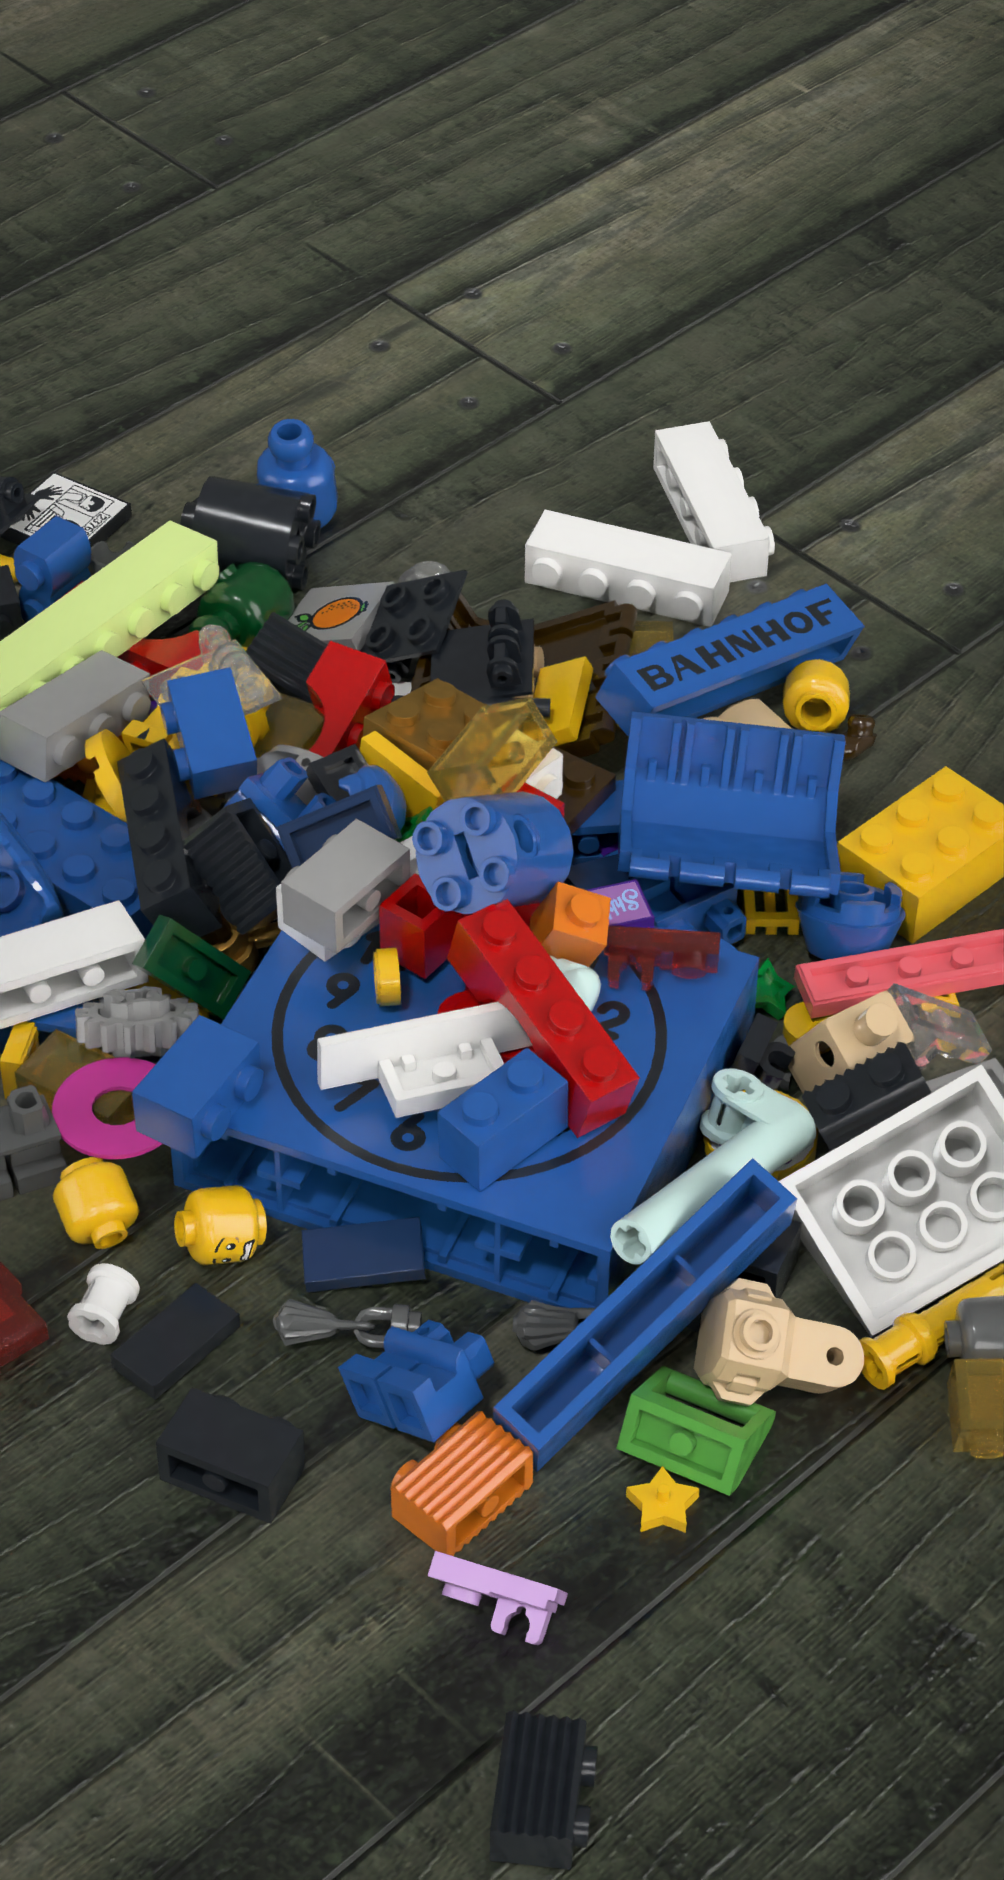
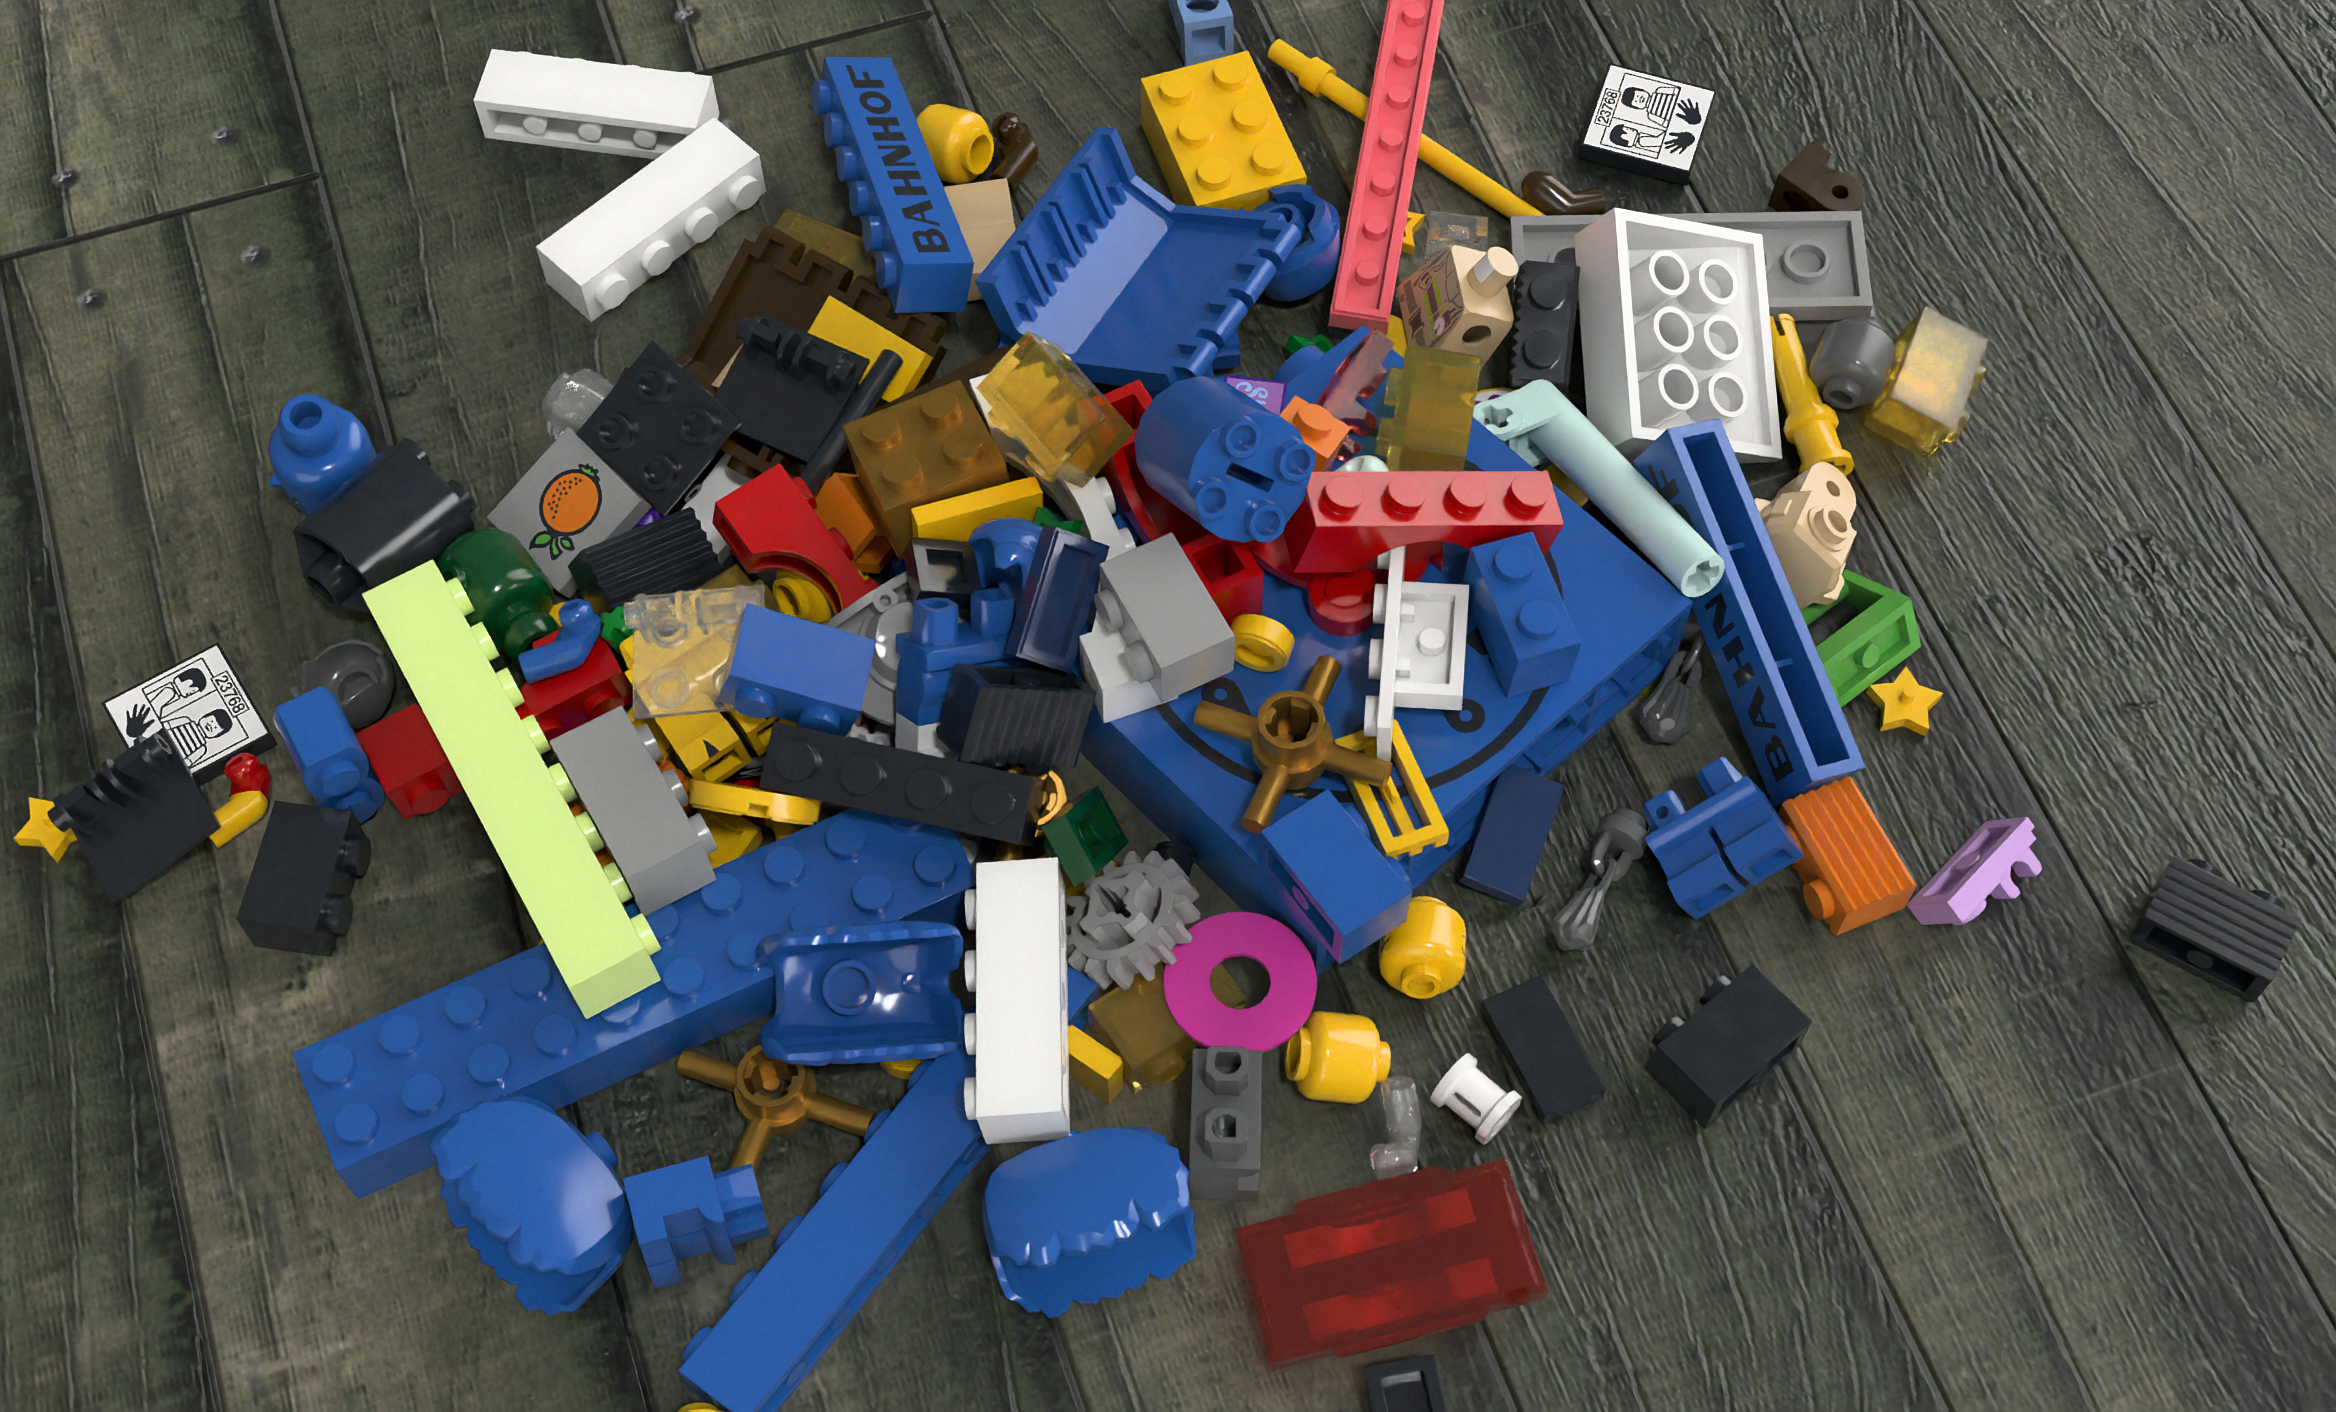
camera: 65 degrees left, 15 degrees up
(52, 1271) = (1403, 1127): none -> clear arm
(183, 638) = (571, 647): none -> blue arm
(299, 1017) = (1282, 760): none -> pearl gold bar
(308, 1116) = (1410, 840): none -> yellow tile
(671, 1011) = (1432, 410): none -> clear yellow brick

